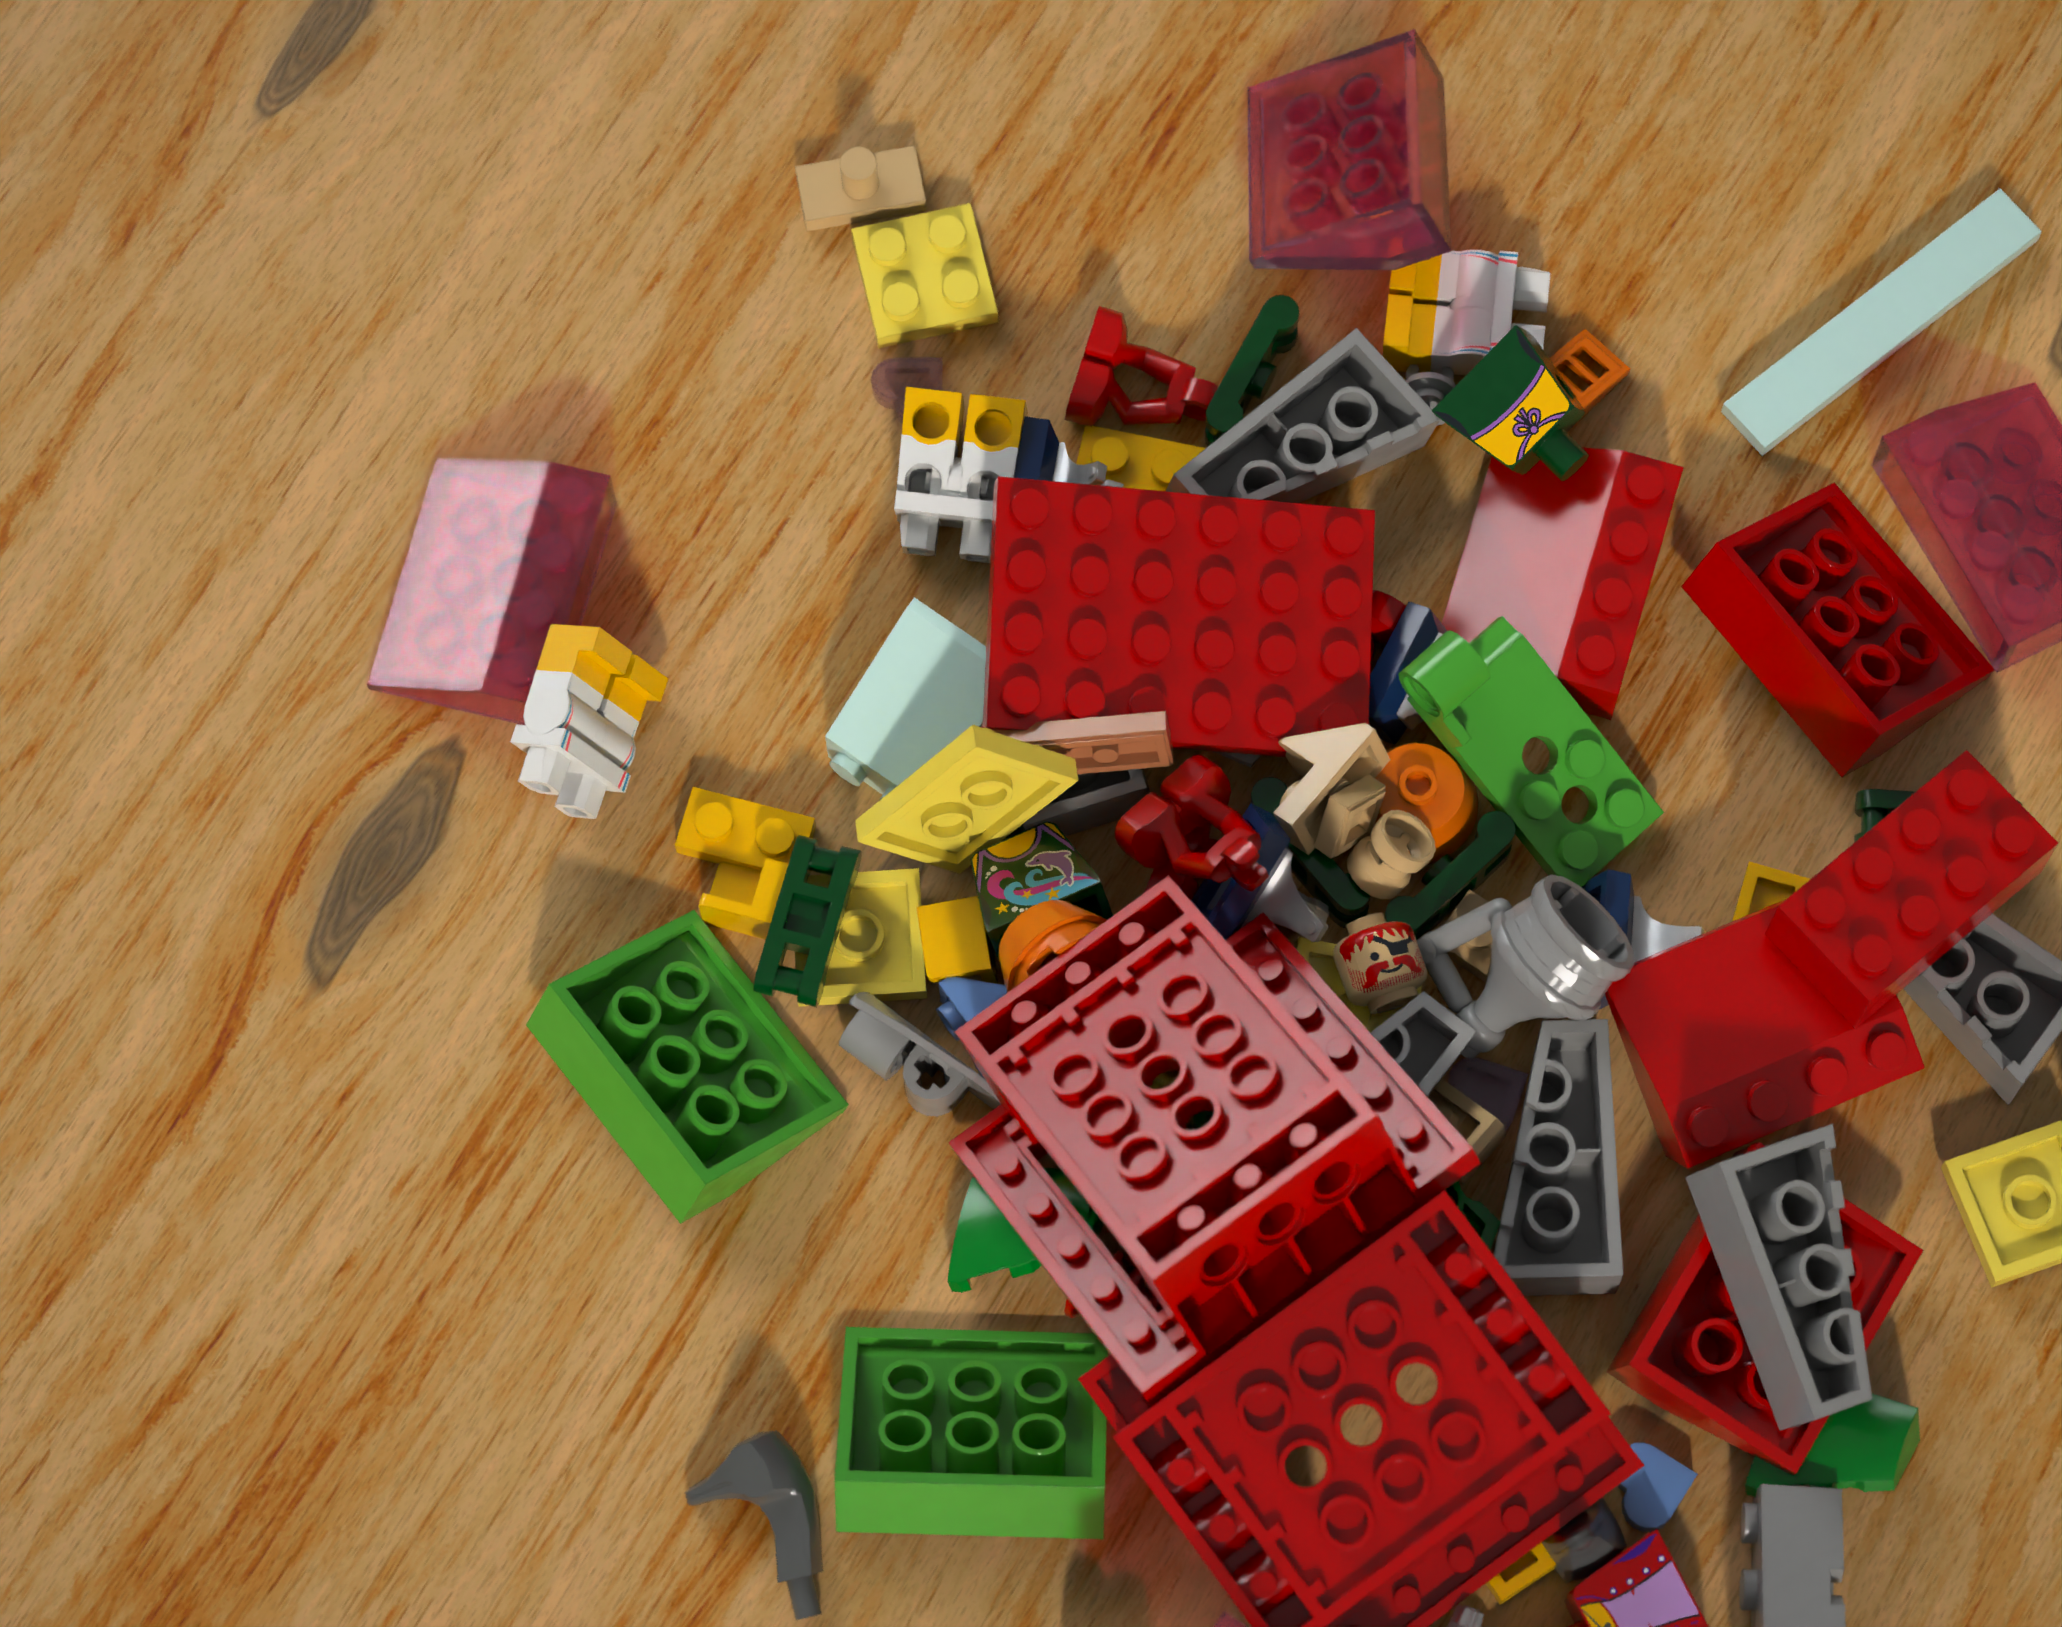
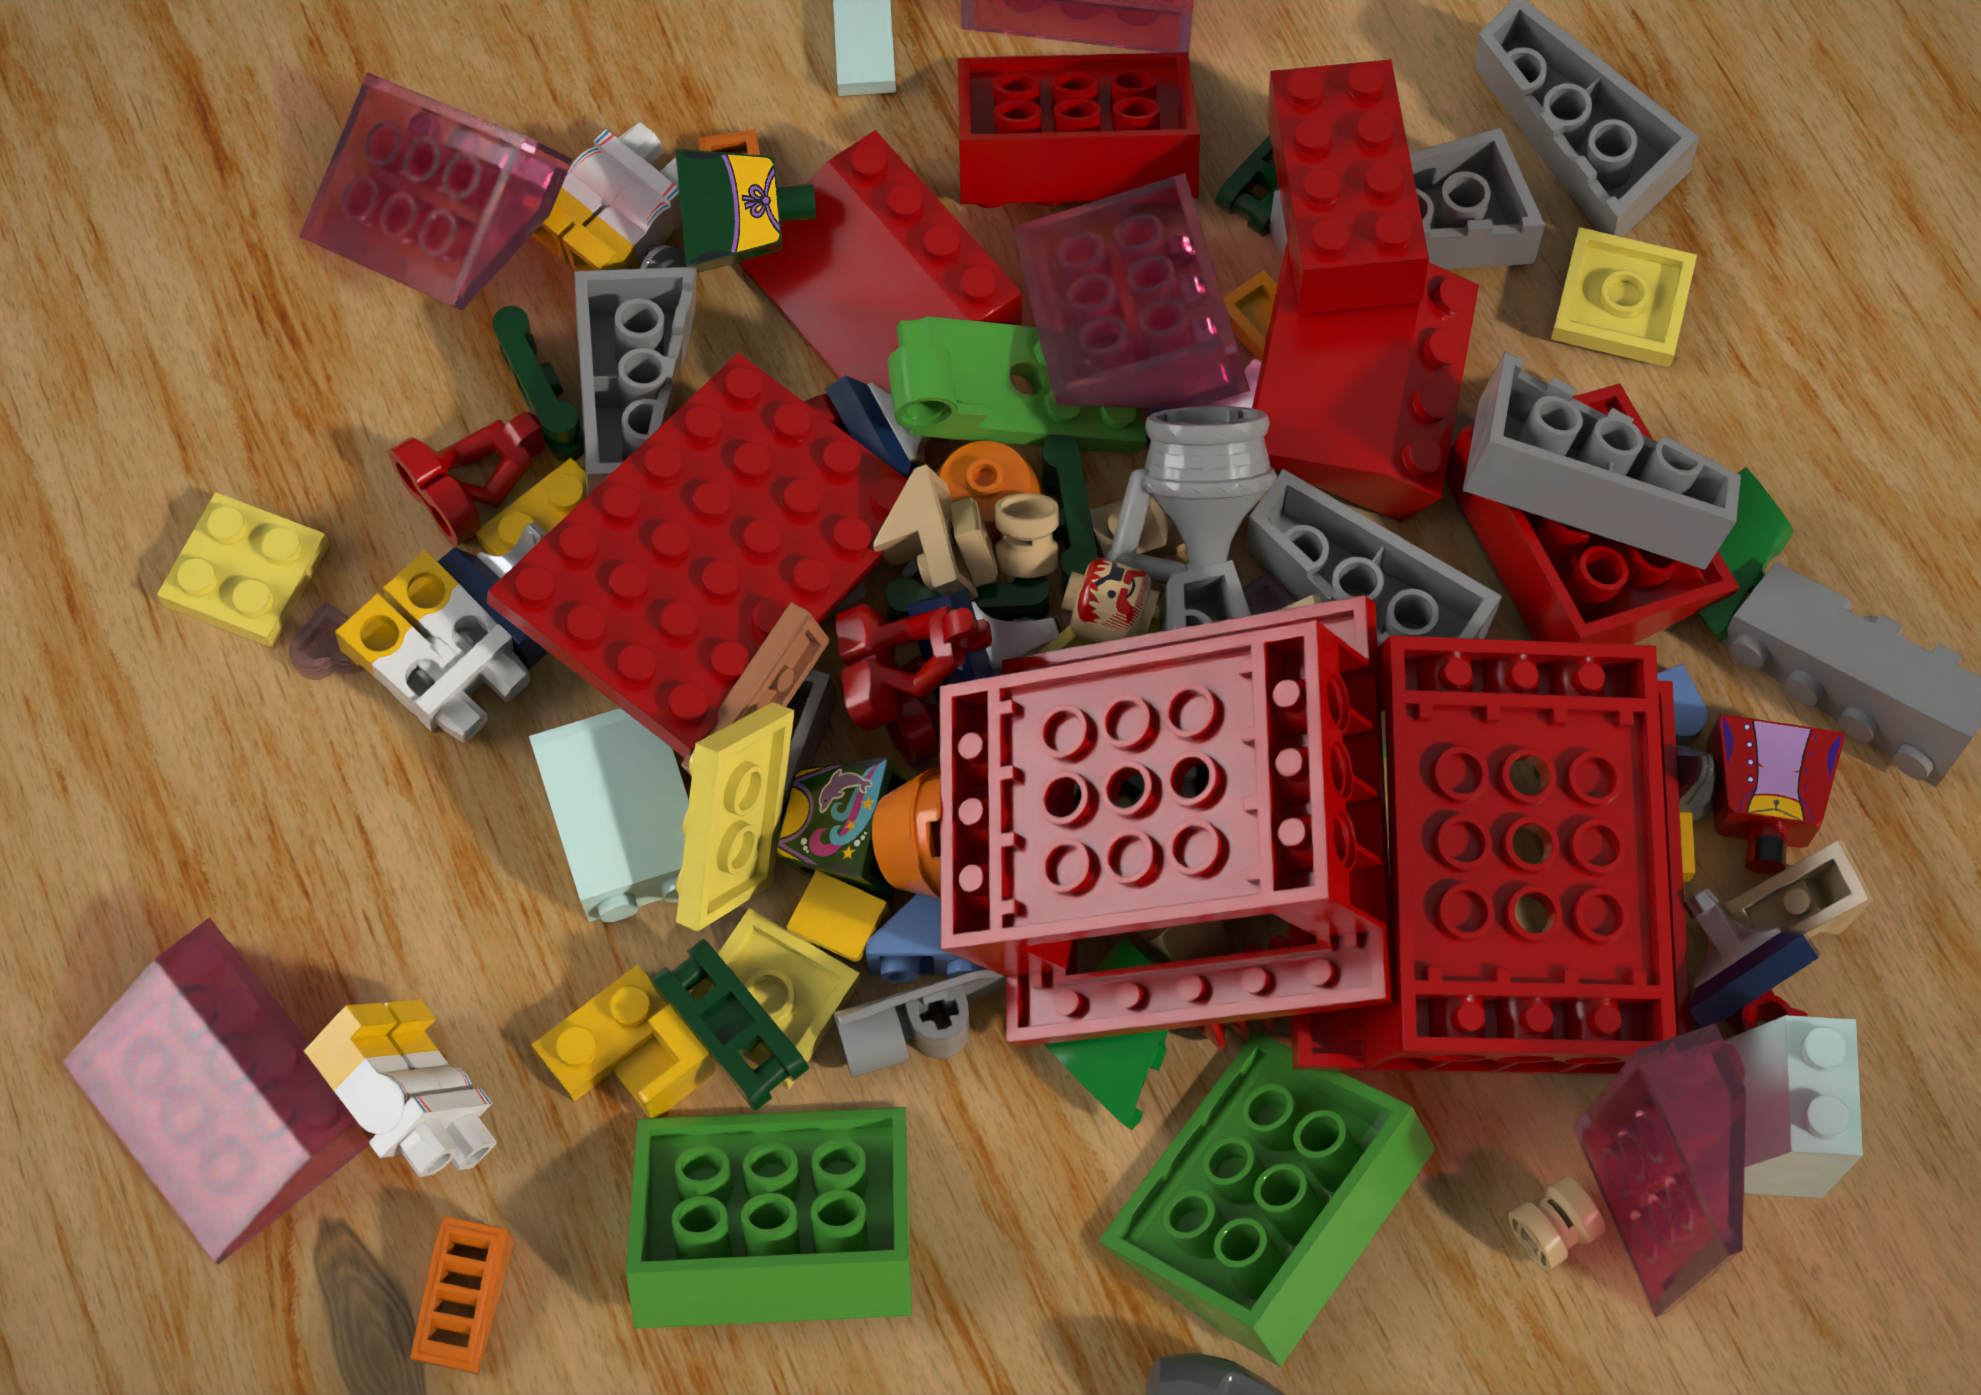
camera: 55 degrees left, 5 degrees down
(455, 861) = (443, 1263): none -> orange slope
(860, 187) = (126, 567): tan tile -> none
(1680, 790) = (1130, 302): none -> clear pink slope

